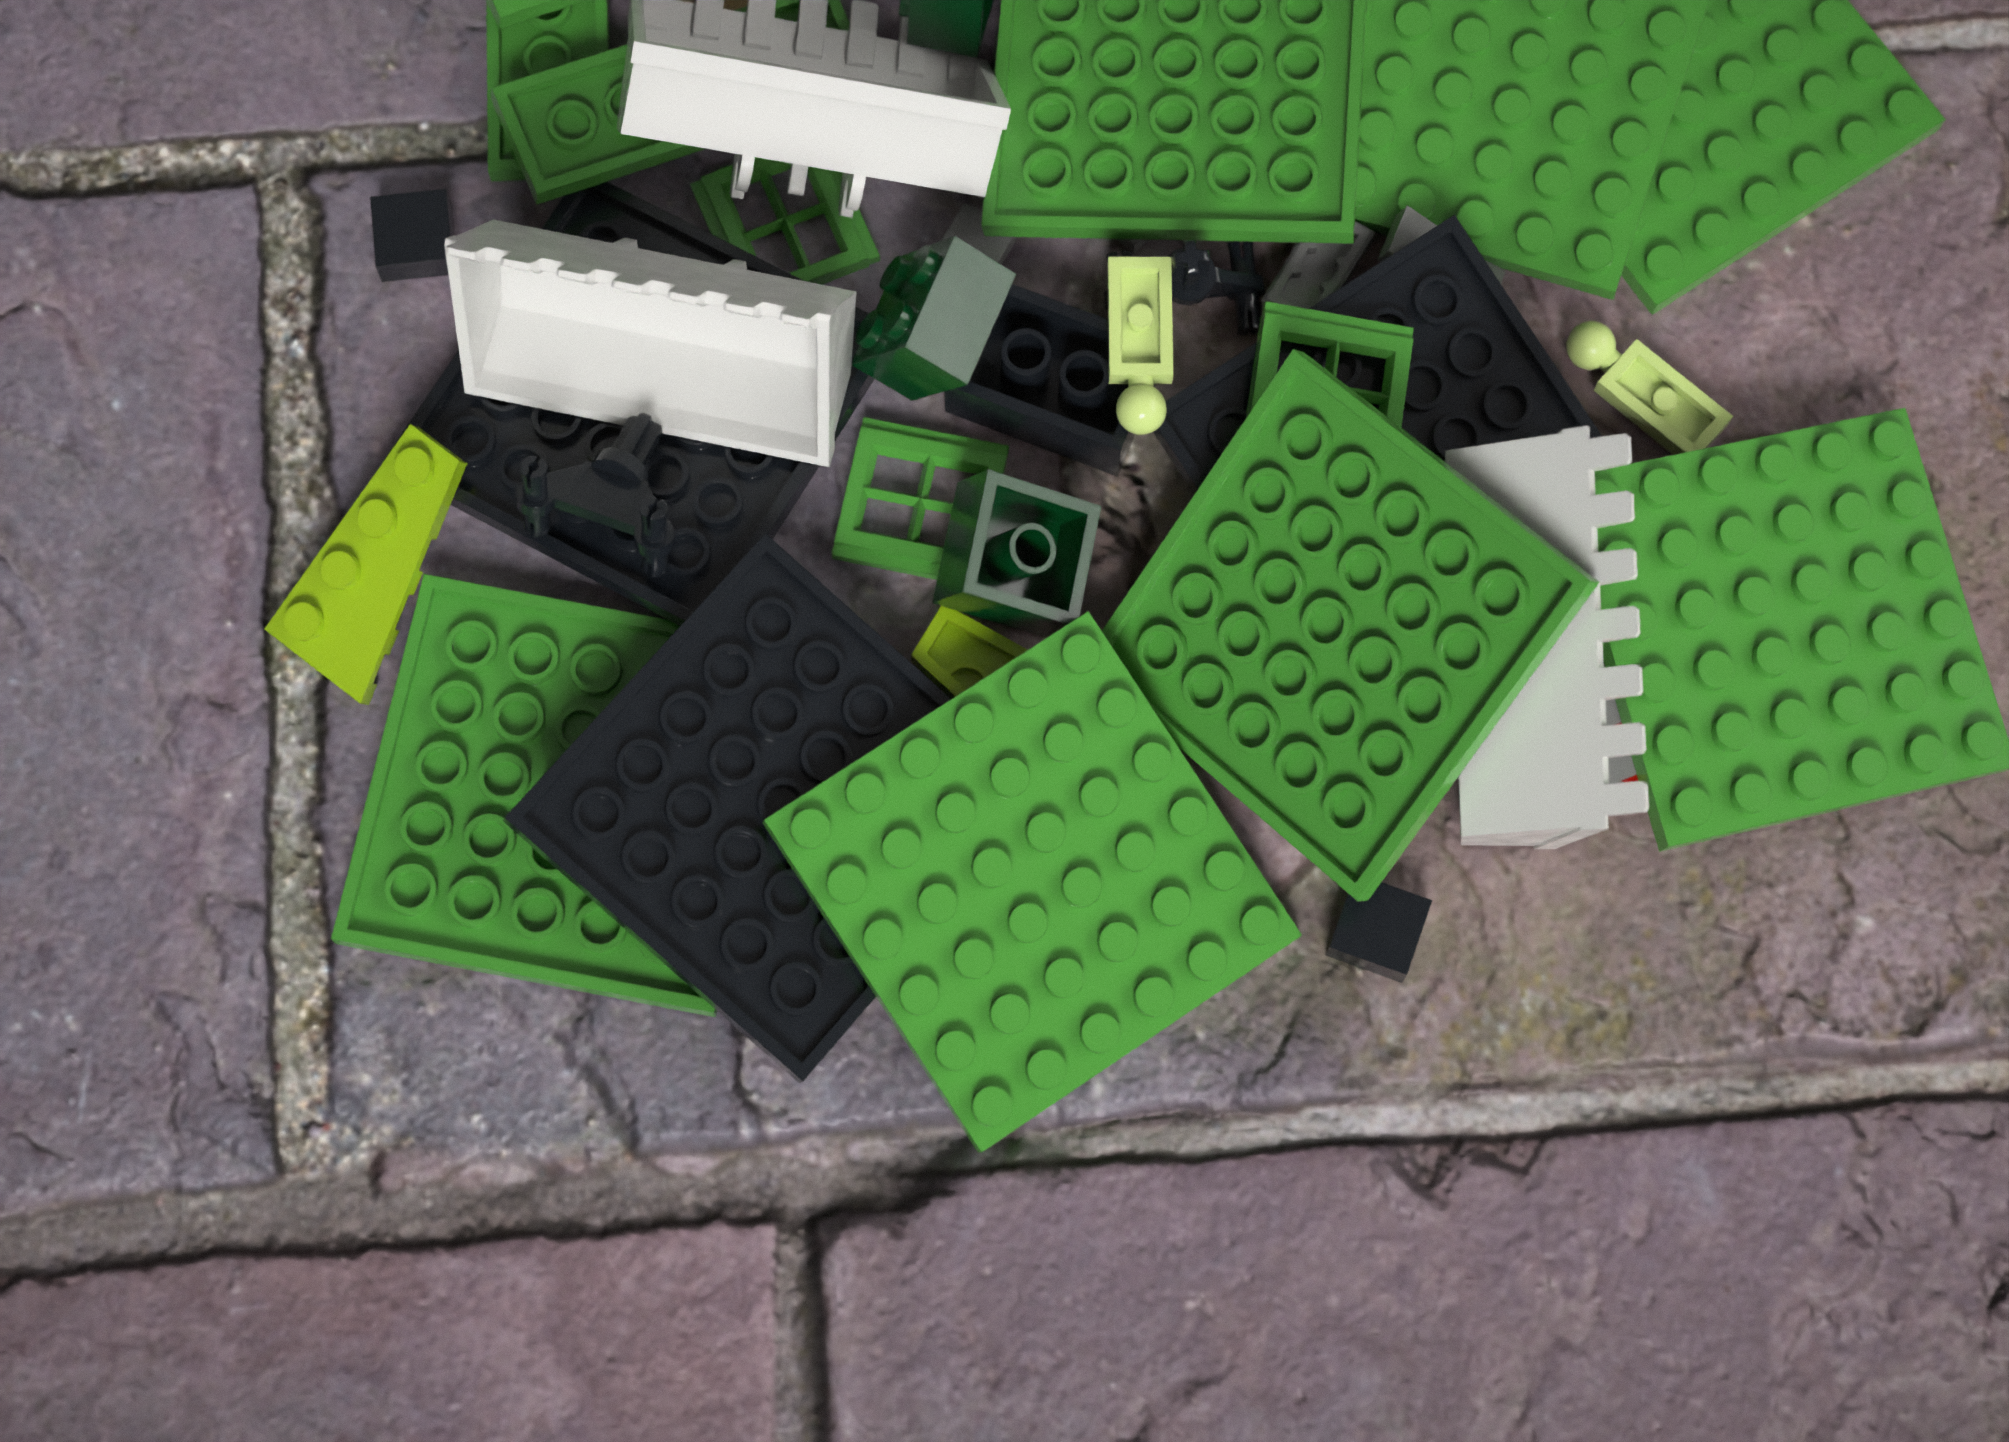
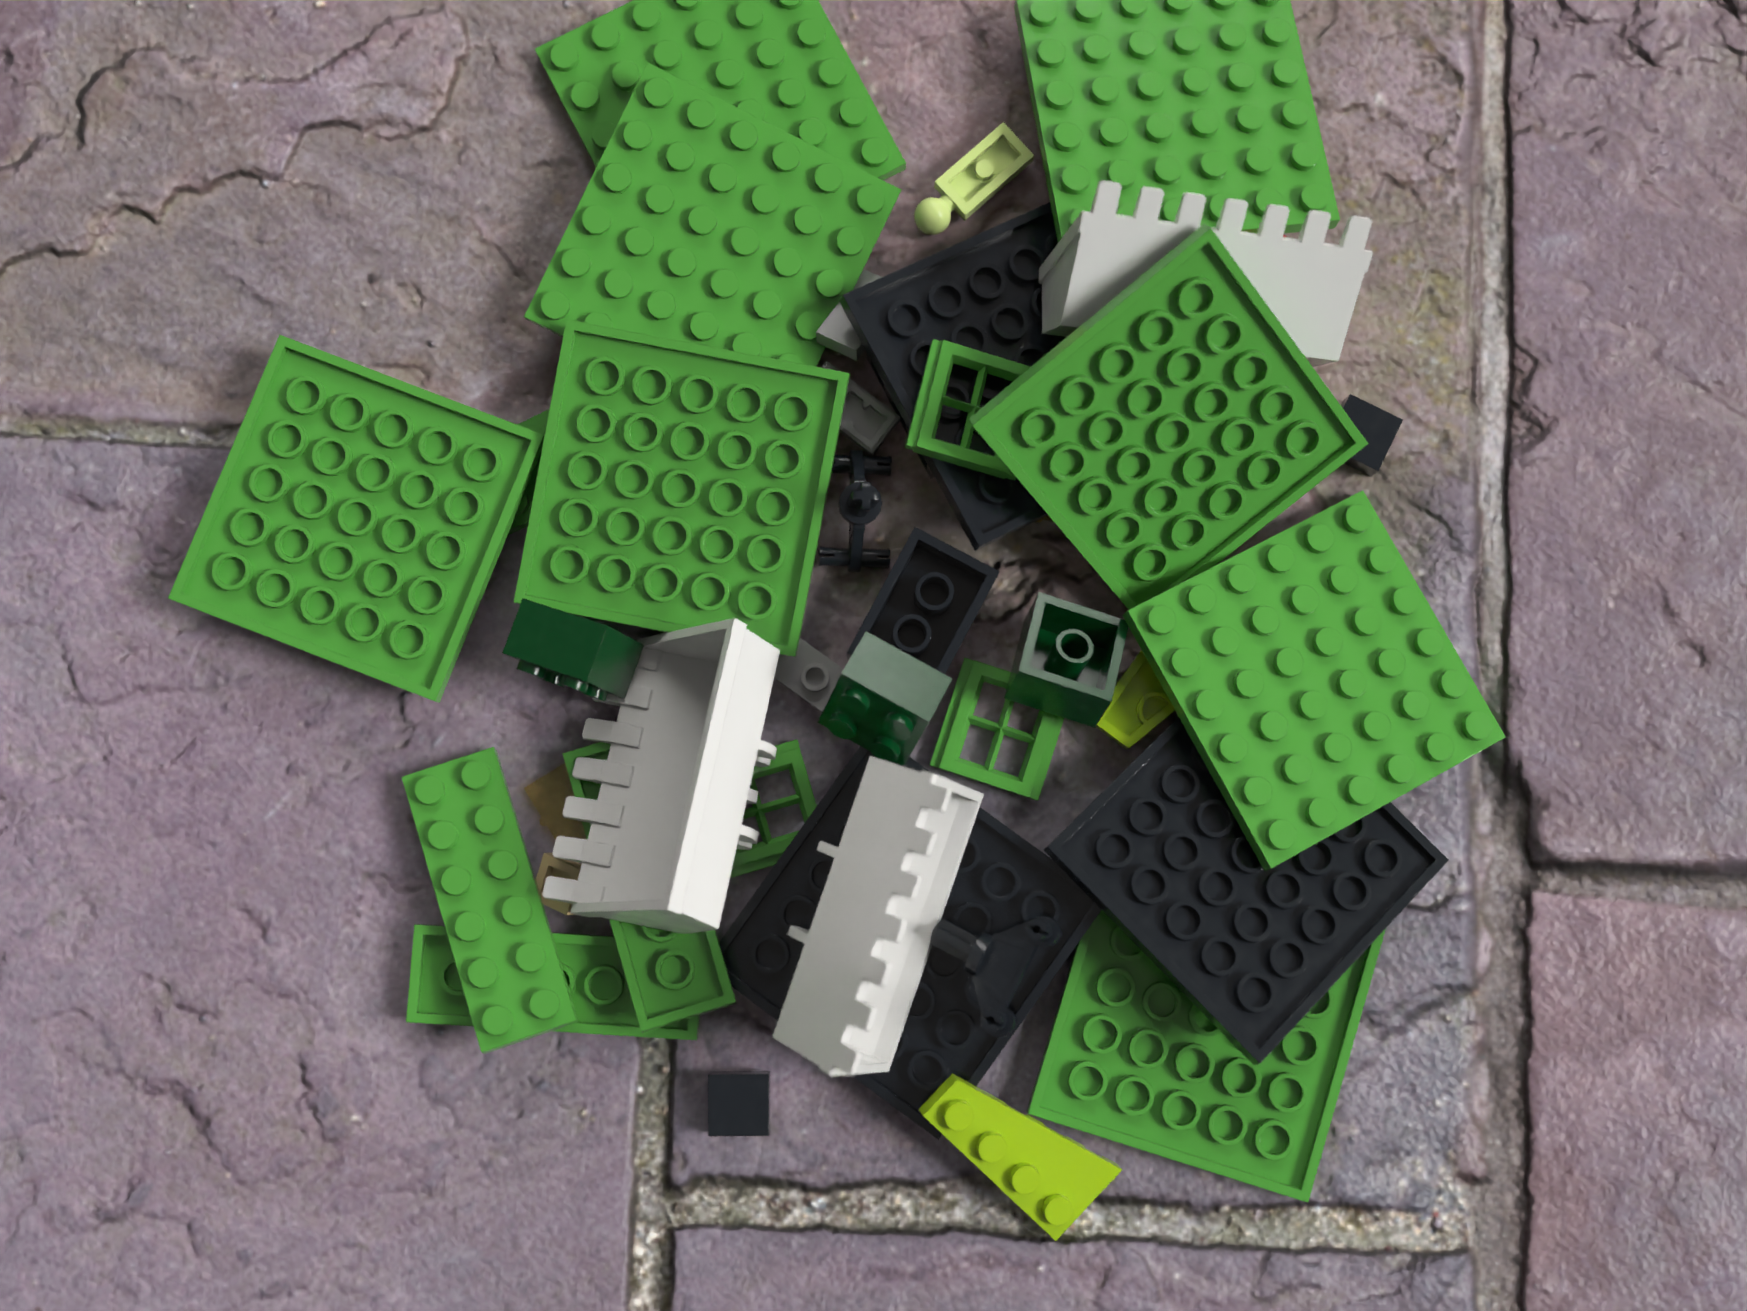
camera: 85 degrees left, 10 degrees up
(1140, 338) = (918, 544): yellowish green plate -> none

